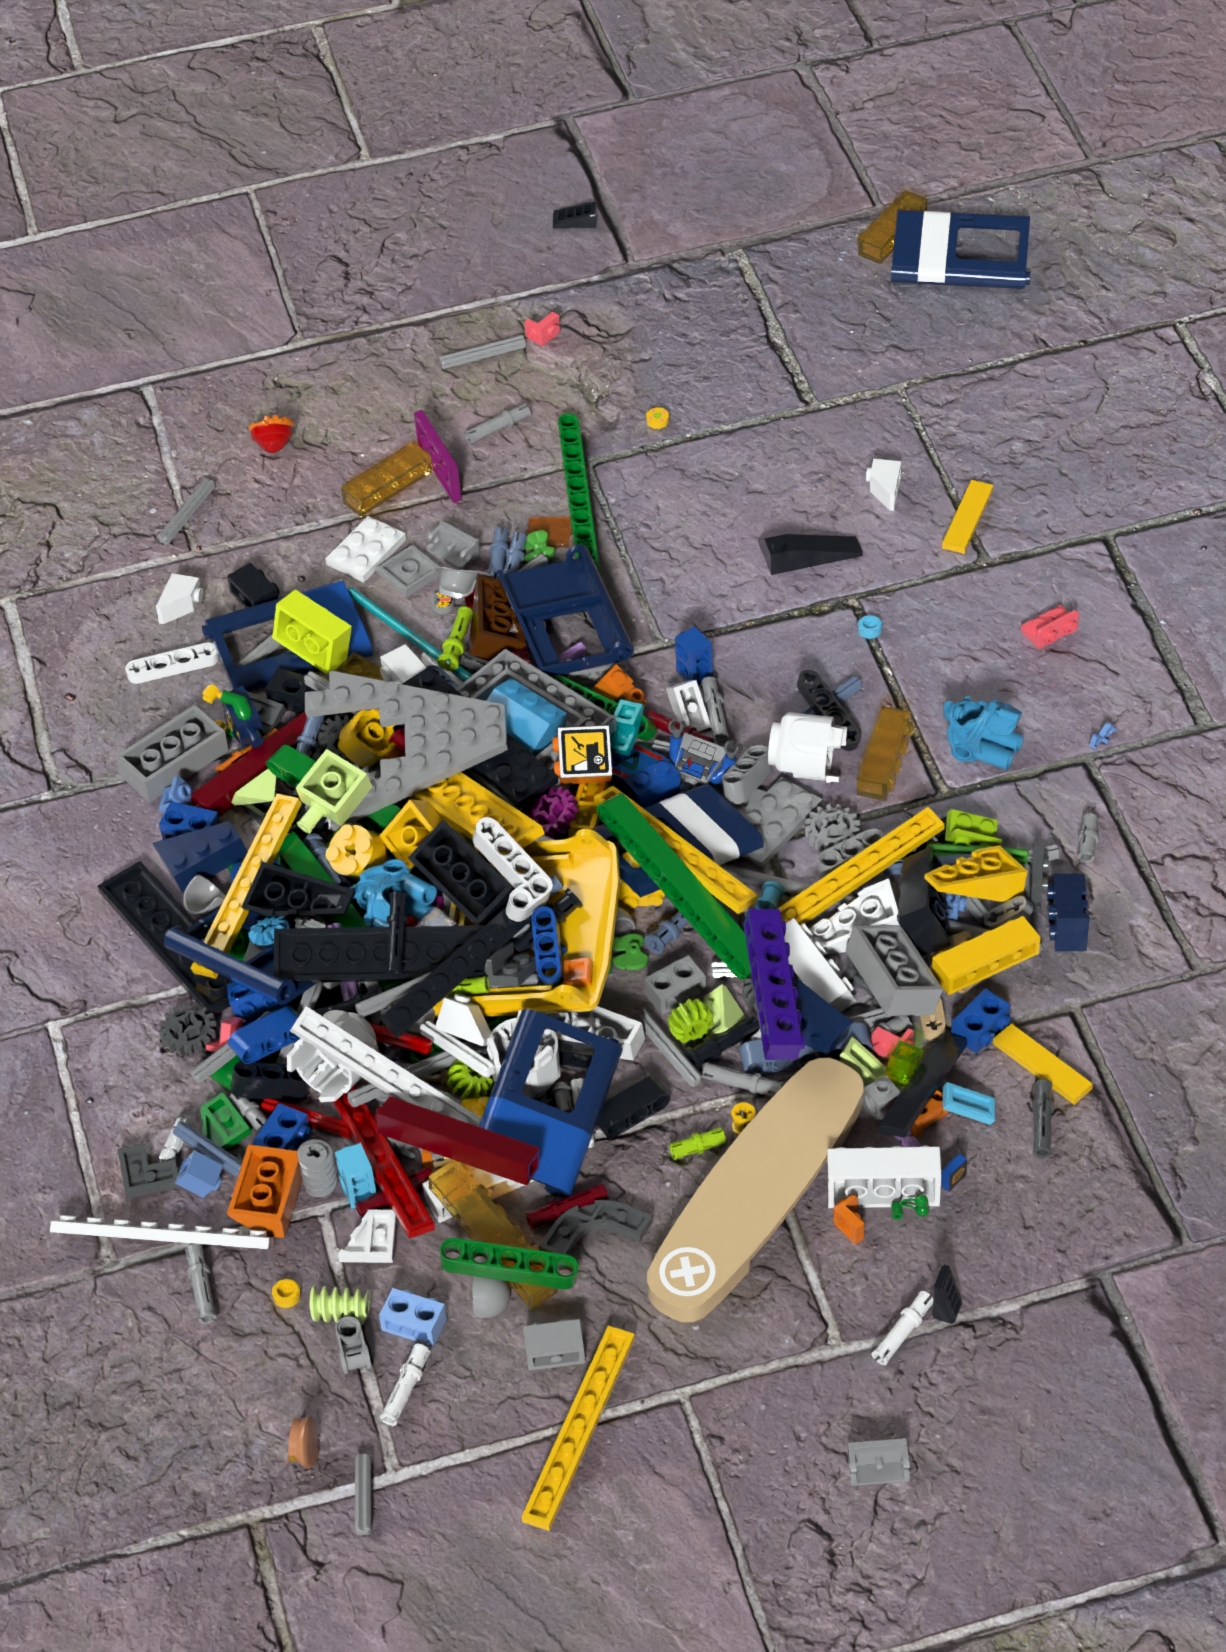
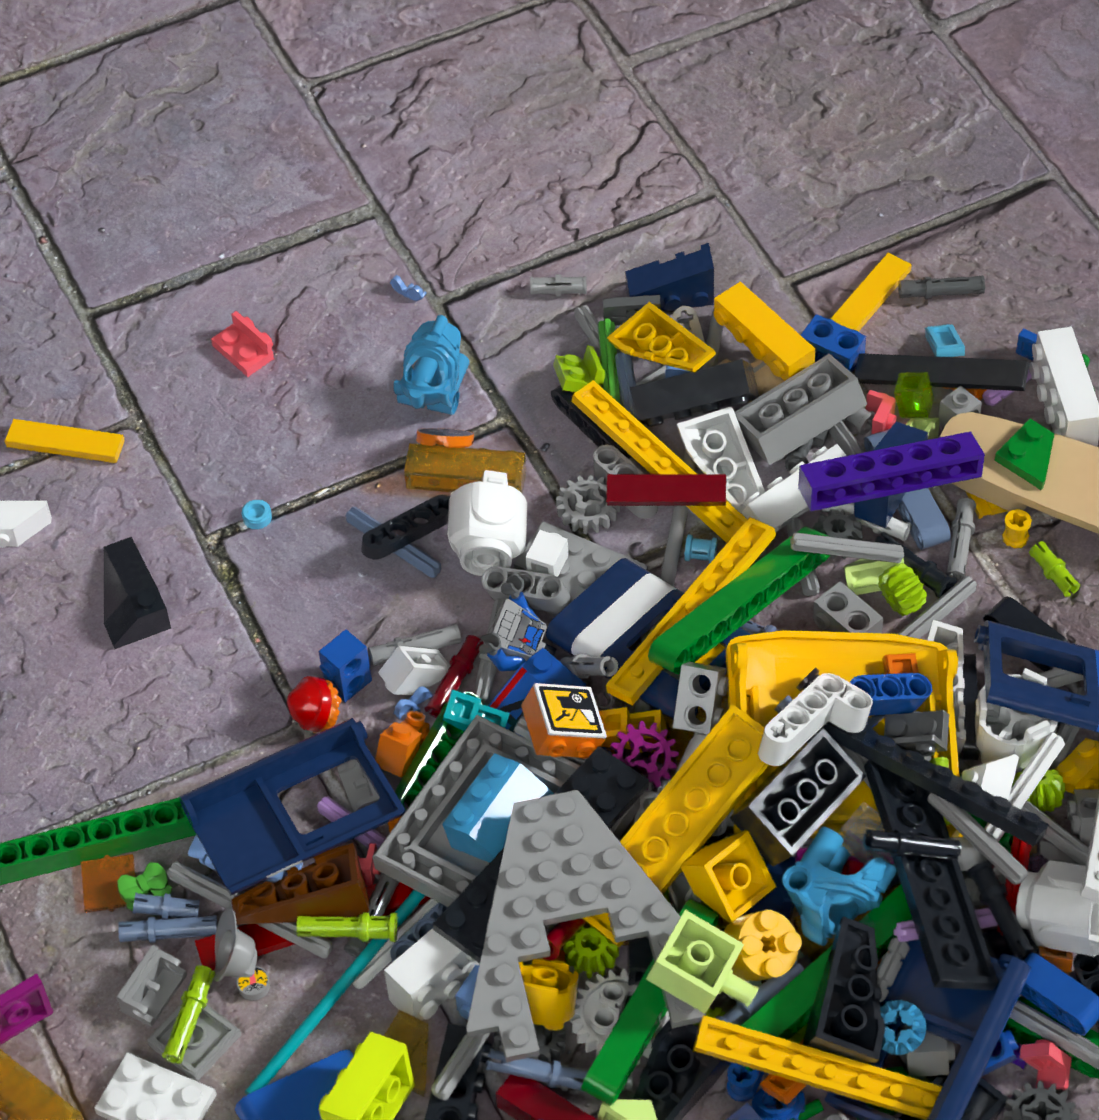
camera: 100 degrees left, 5 degrees up
(428, 562) = (193, 1001): none -> lime pin
(570, 825) = (692, 695): none -> light grey brick
(651, 793) = (587, 666): none -> light grey pin
(659, 700) = (418, 697): none -> medium blue piece
(661, 635) = (314, 704): none -> red hair
(726, 980) = (846, 547): none -> light grey axle
(772, 785) = (547, 553): none -> white brick
(805, 1121) = (1028, 453): none -> green wing
(820, 866) = (666, 489): none -> dark red tile
(917, 738) = (447, 437): none -> orange tile

